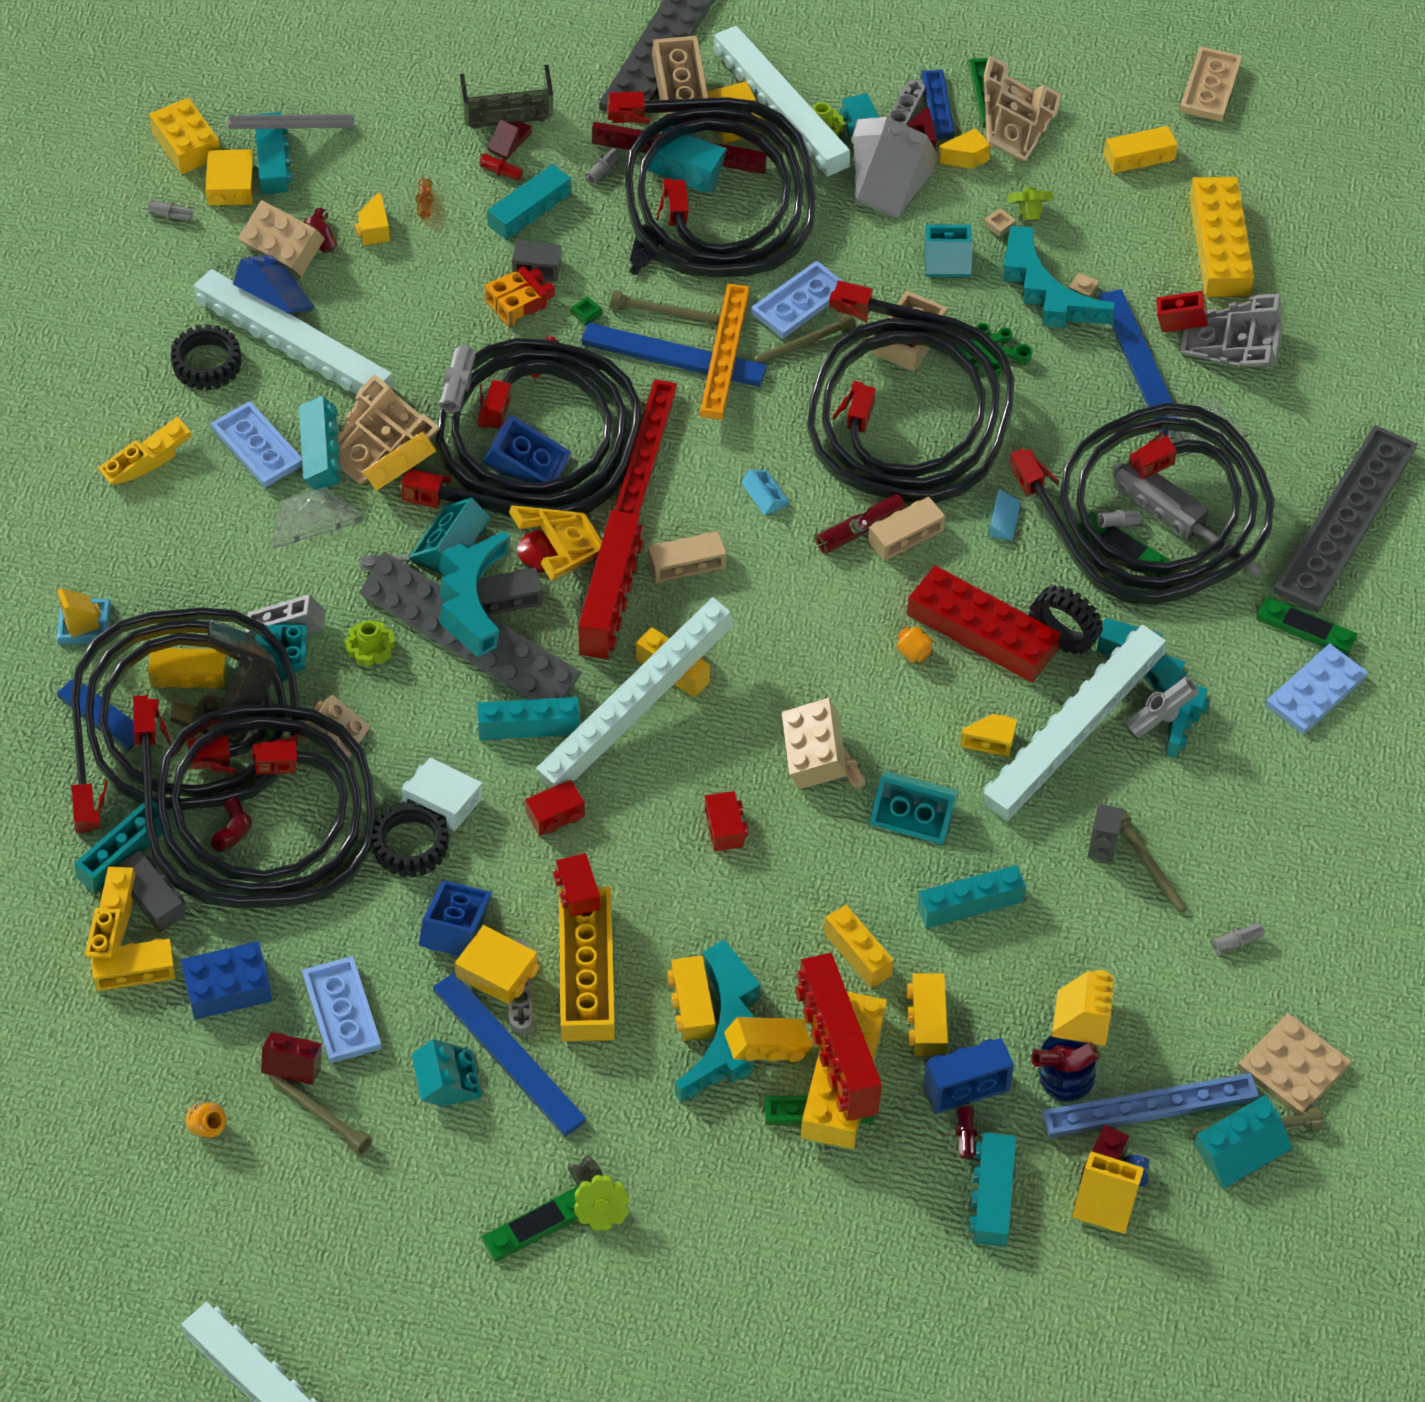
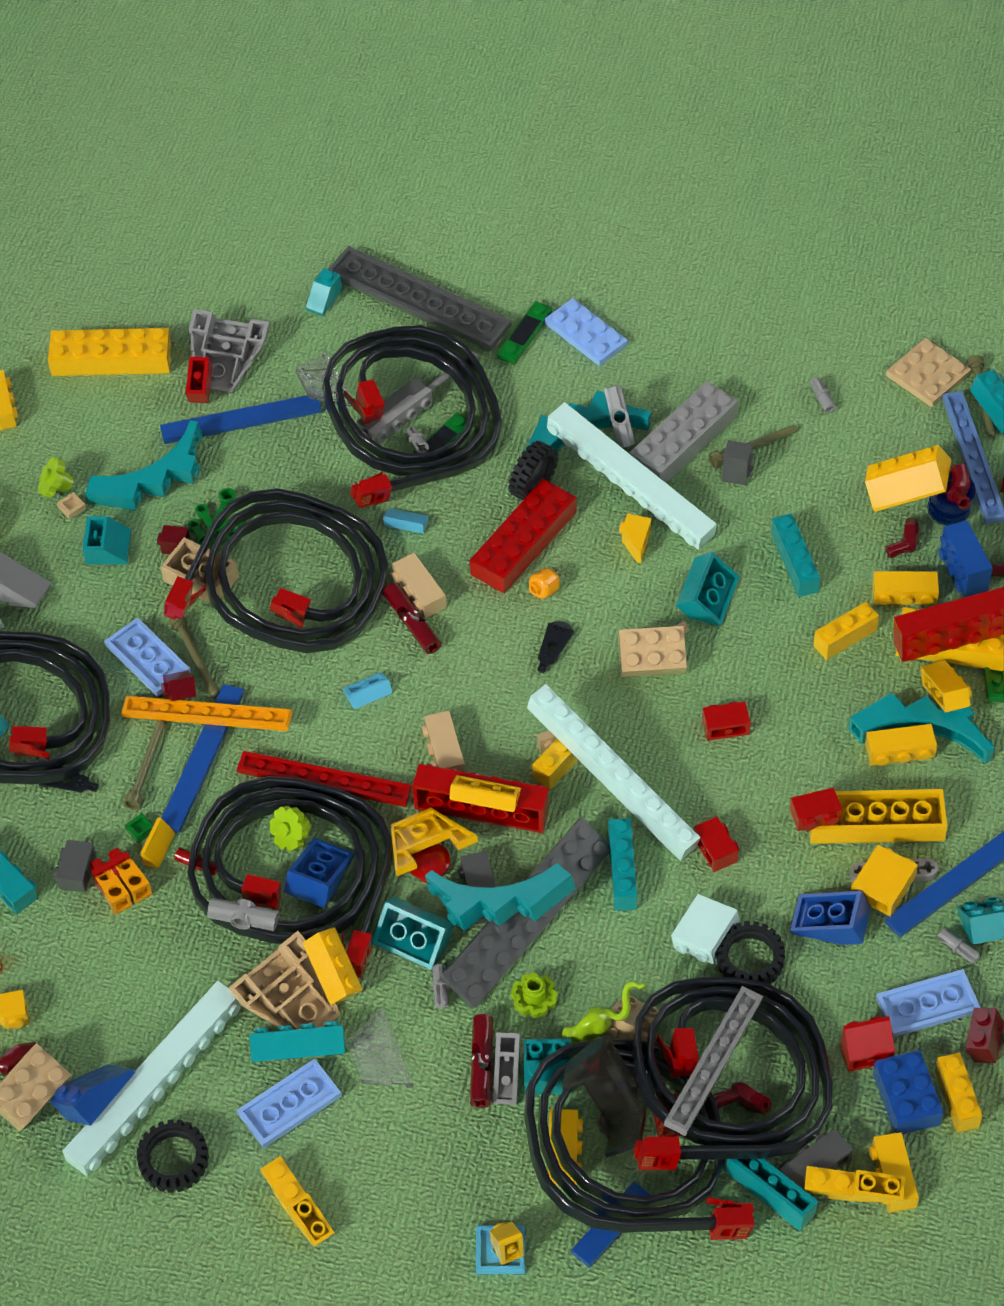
camera: 85 degrees left, 0 degrees up
(223, 1029) = (958, 1092): none -> yellow brick
(253, 774) = (713, 1061): none -> light grey plate
(286, 940) = (866, 1042): none -> red slope
(324, 685) = (599, 1019): none -> lime animal
(327, 597) = (481, 1058): none -> dark red piece
(404, 1055) = (958, 945): none -> light grey axle
(563, 322) = (157, 844): none -> yellow slope
(576, 426) = (289, 828): none -> lime plant
(598, 571) = (484, 793): none -> yellow slope
(756, 323) = (178, 686): none -> dark red brick
(842, 661) = (556, 634): none -> black piece
(958, 305) = (171, 537): none -> dark red brick
(1008, 1022) = (909, 541): none -> dark red arm
(1084, 285) = (151, 452): tan plate -> none
(1153, 784) = (686, 431): none -> light grey brick
(1341, 424) = (324, 291): none -> teal slope

